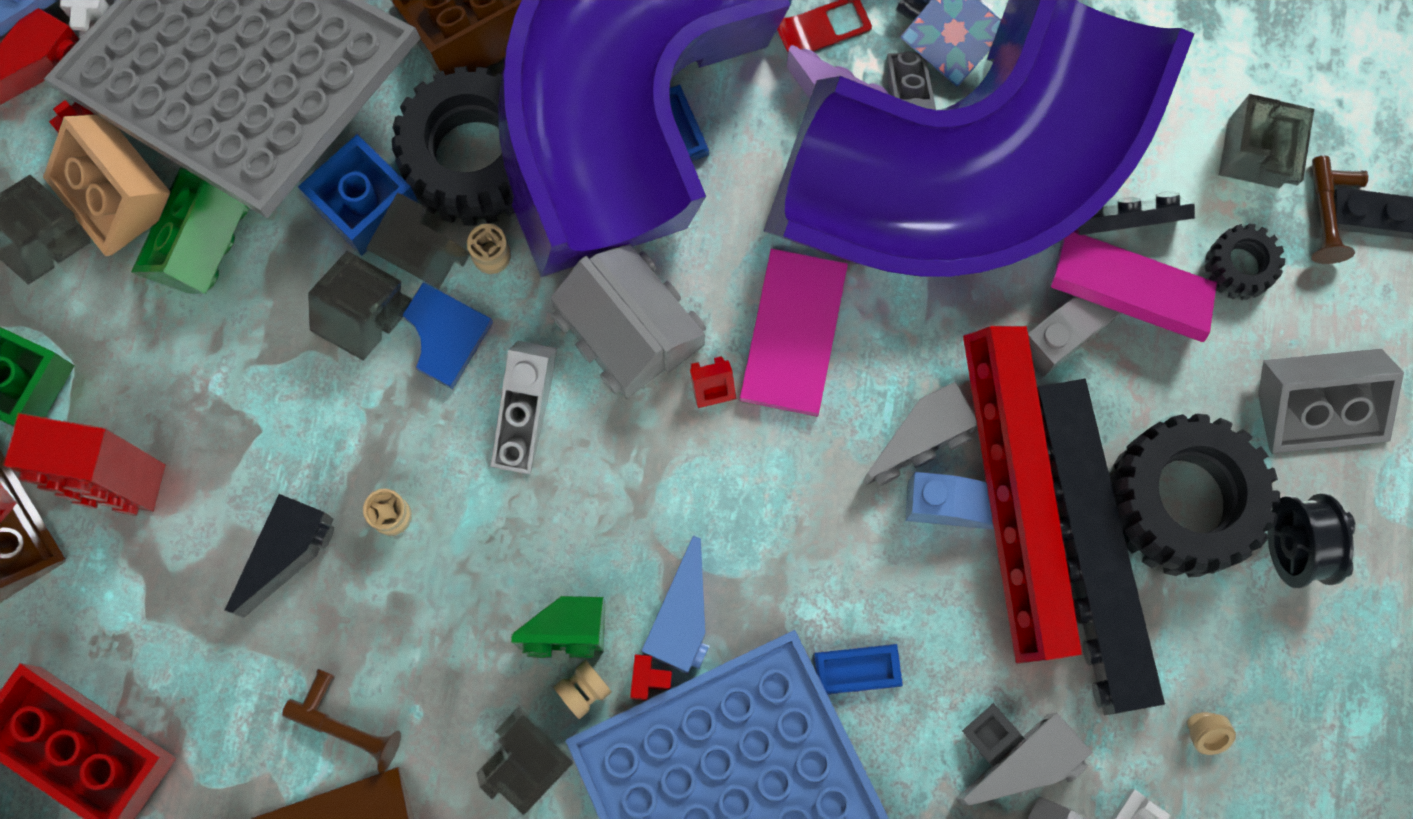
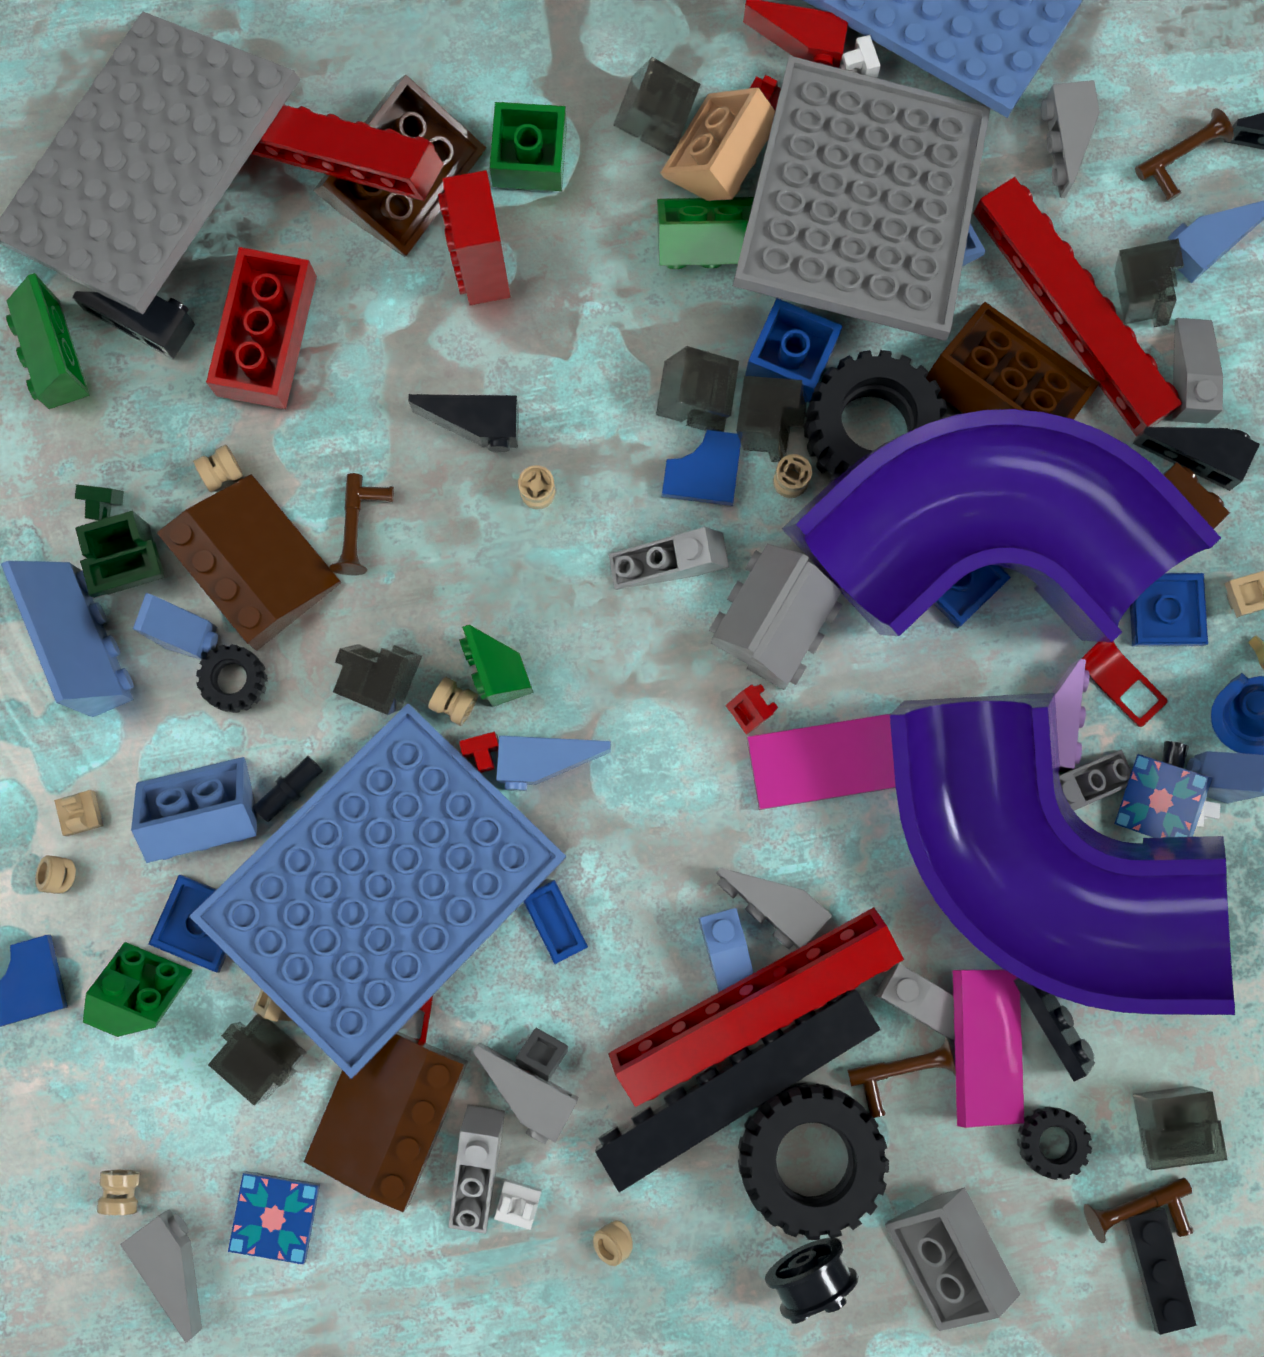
camera: 70 degrees right, 5 degrees up
(1122, 411) = (870, 1074): none -> reddish brown piece

